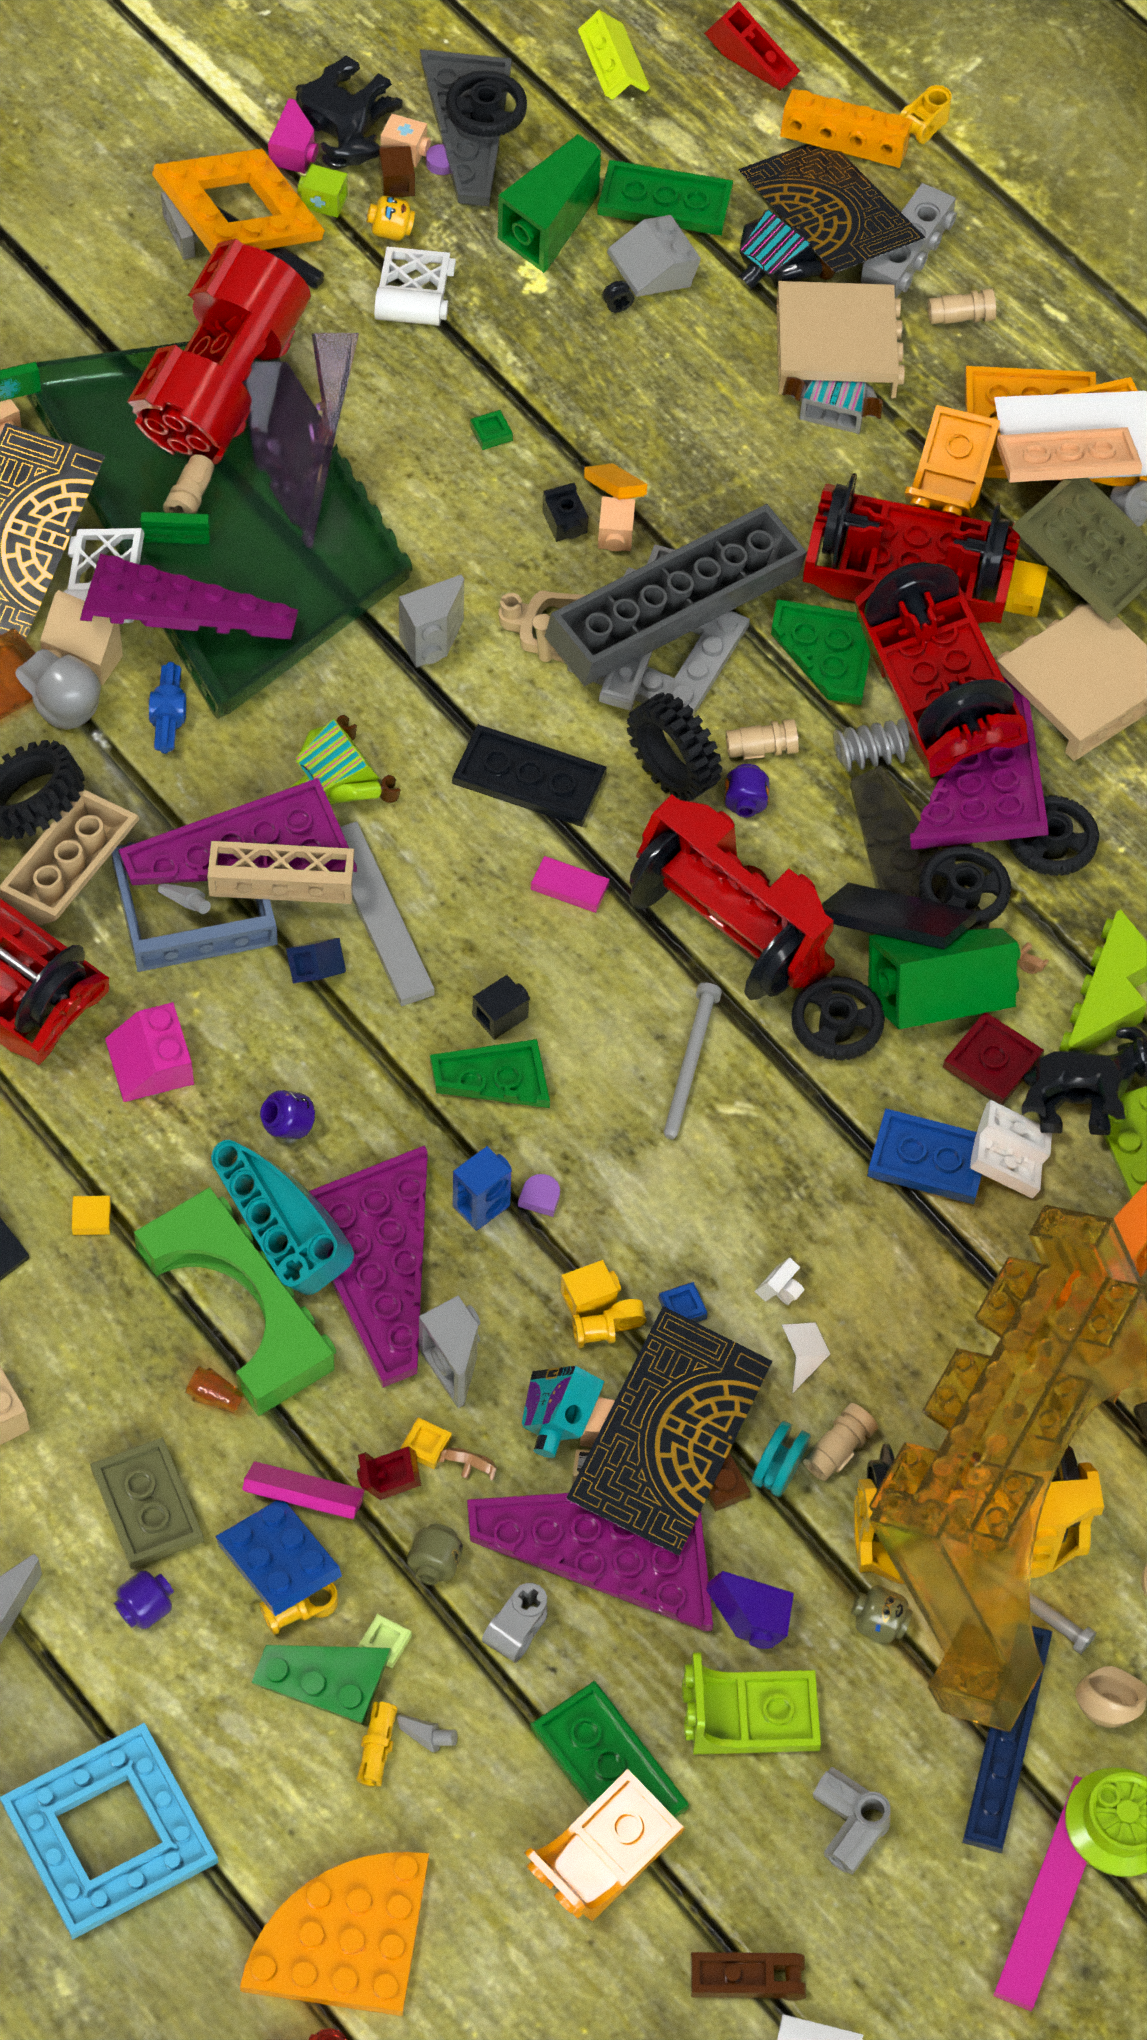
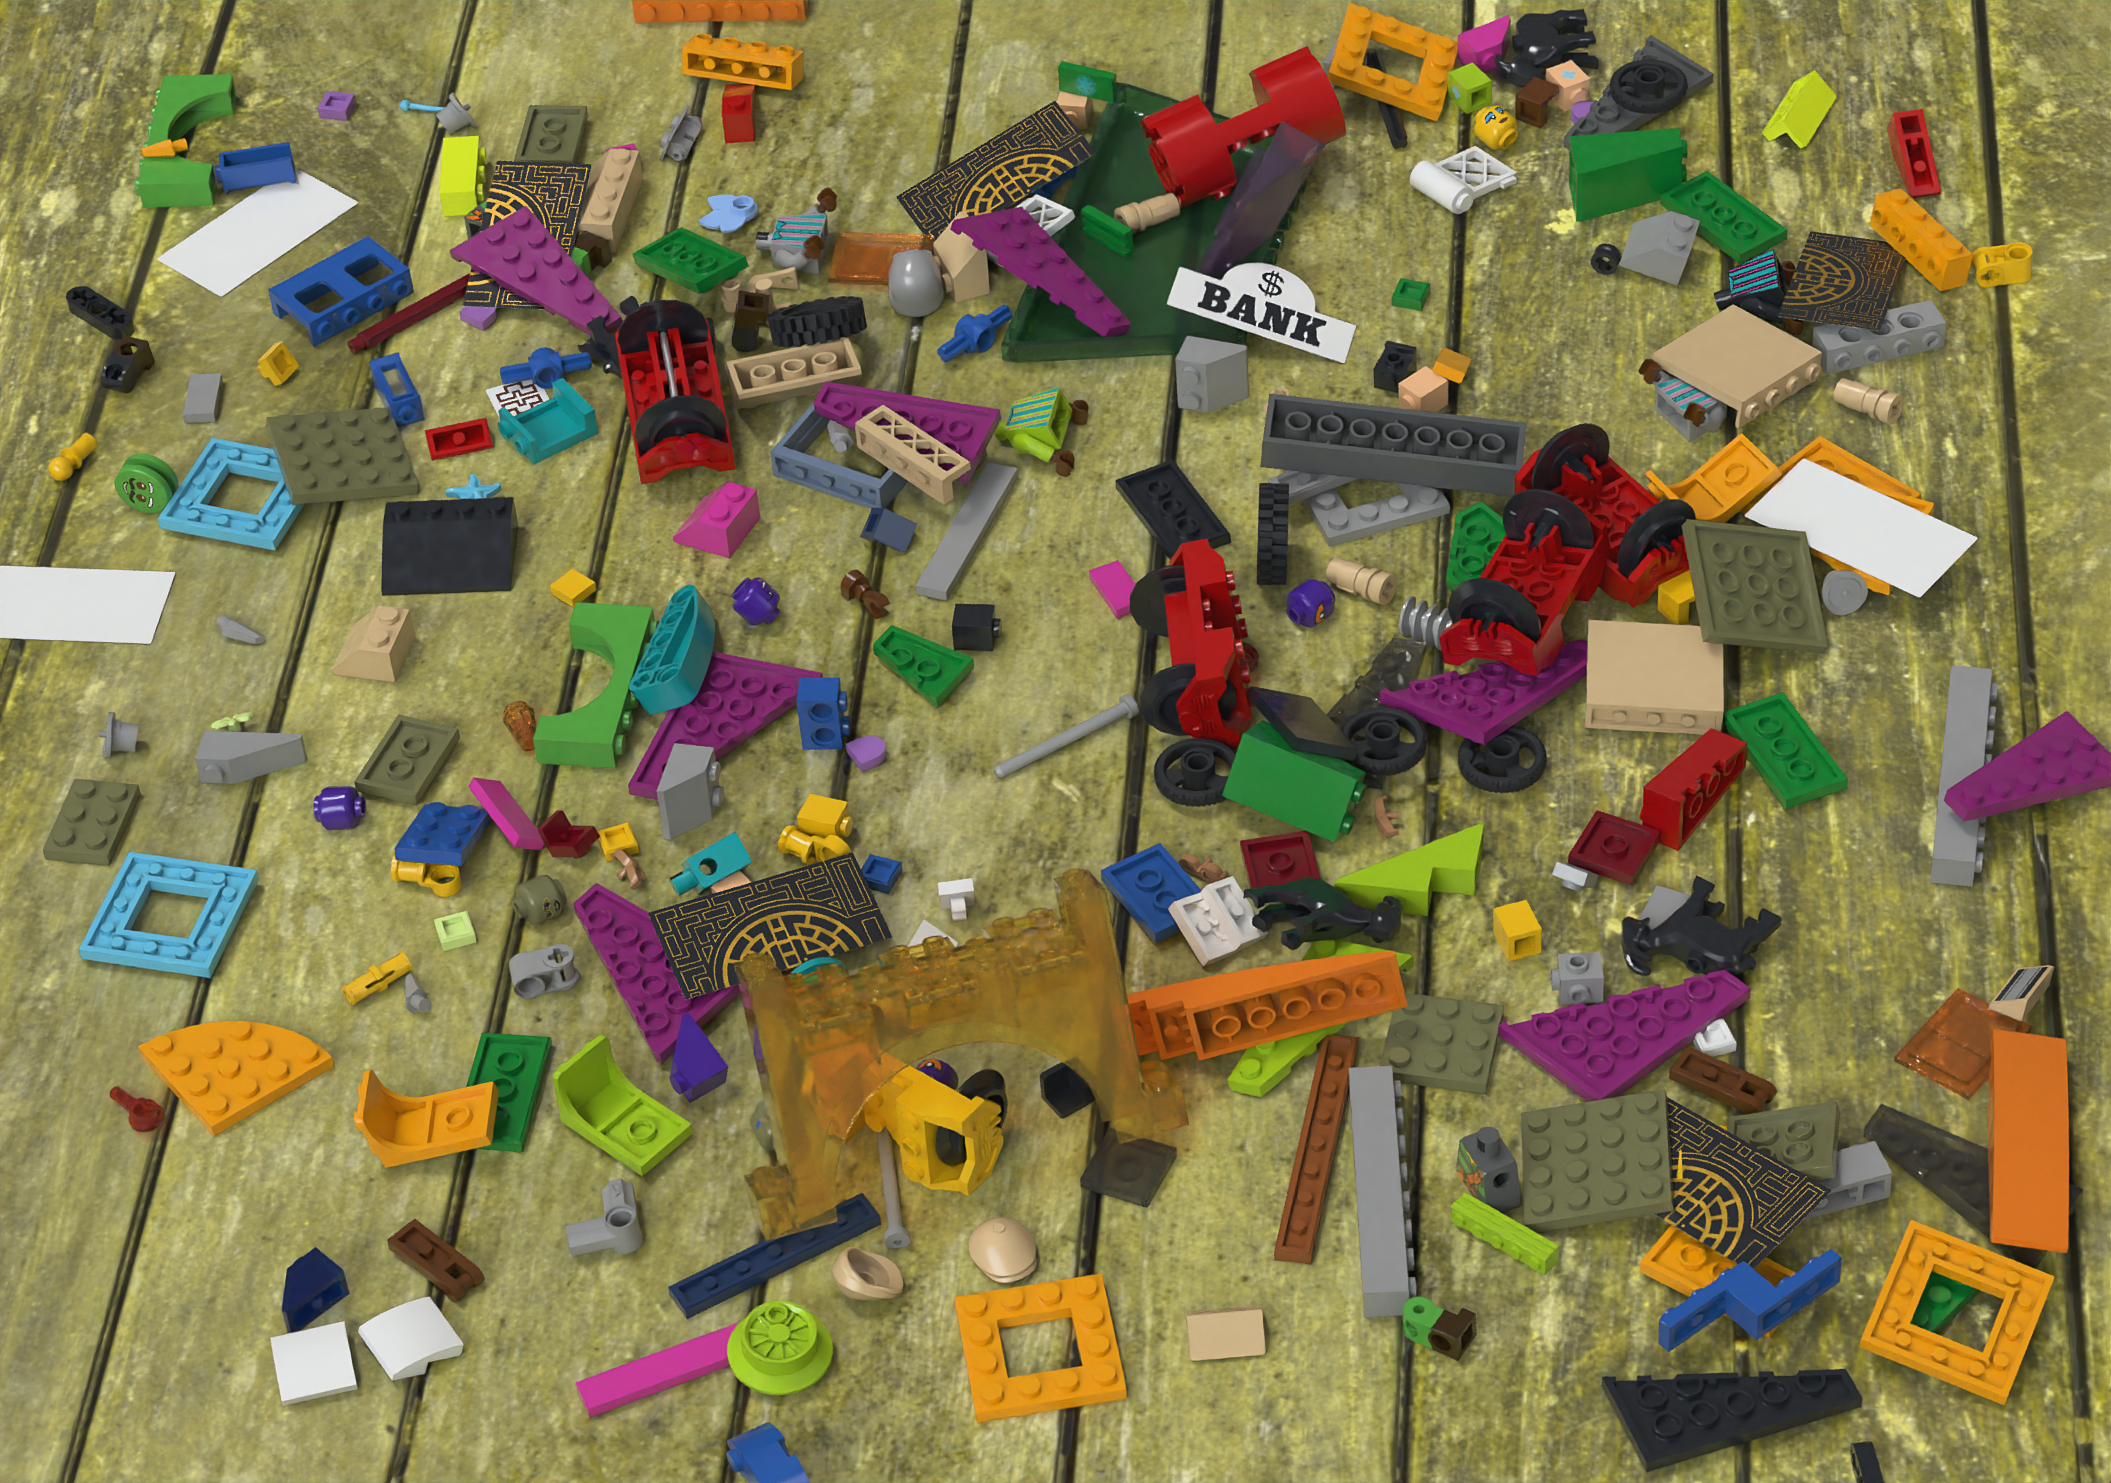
camera: 50 degrees right, 15 degrees down
(324, 1676) = (393, 920): green wing -> none
(385, 1041) = (857, 586): none -> reddish brown piece
(400, 519) = (1266, 304): none -> white sticker
(932, 1108) = (1207, 870): none -> medium nougat piece
(1068, 454) = (1805, 517): light nougat tile -> none

